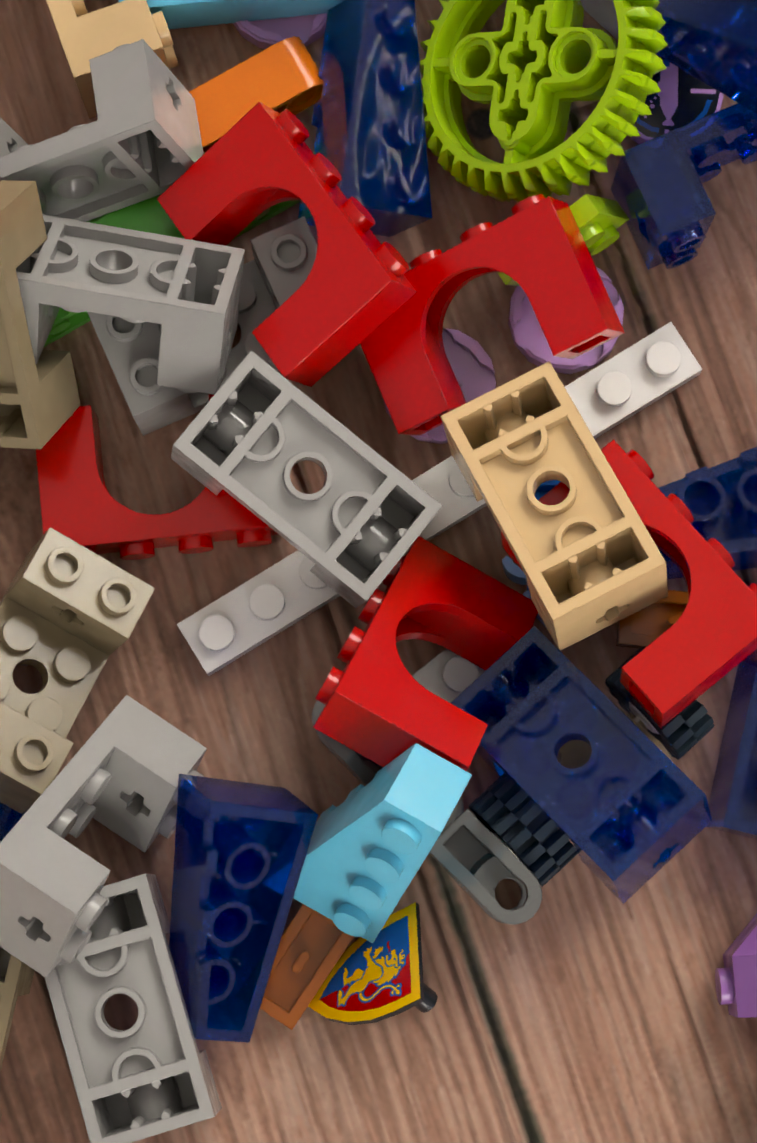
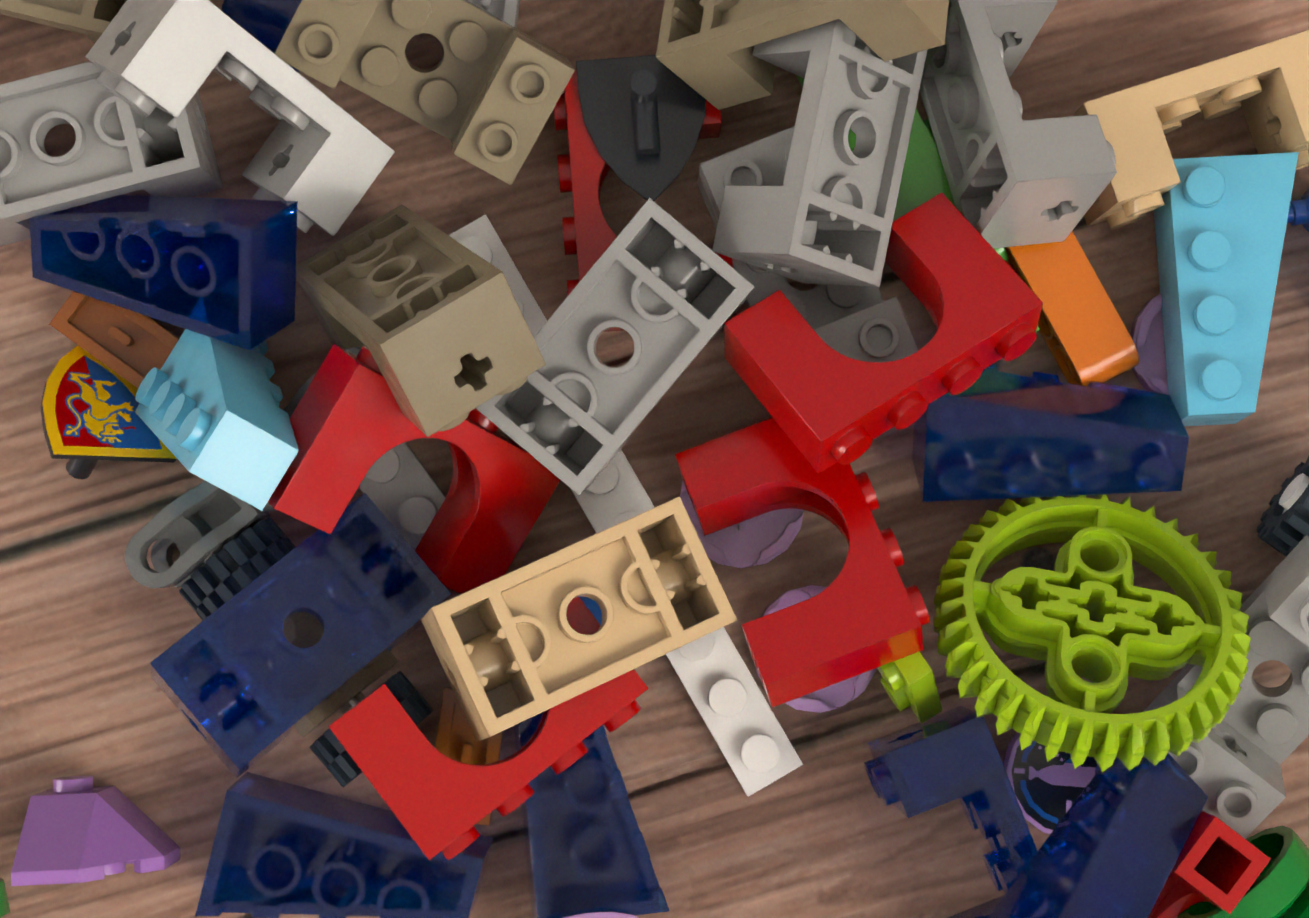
camera: 85 degrees right, 5 degrees up
(88, 476) = (640, 119): none -> black shield
(283, 631) = (426, 312): none -> dark tan plate

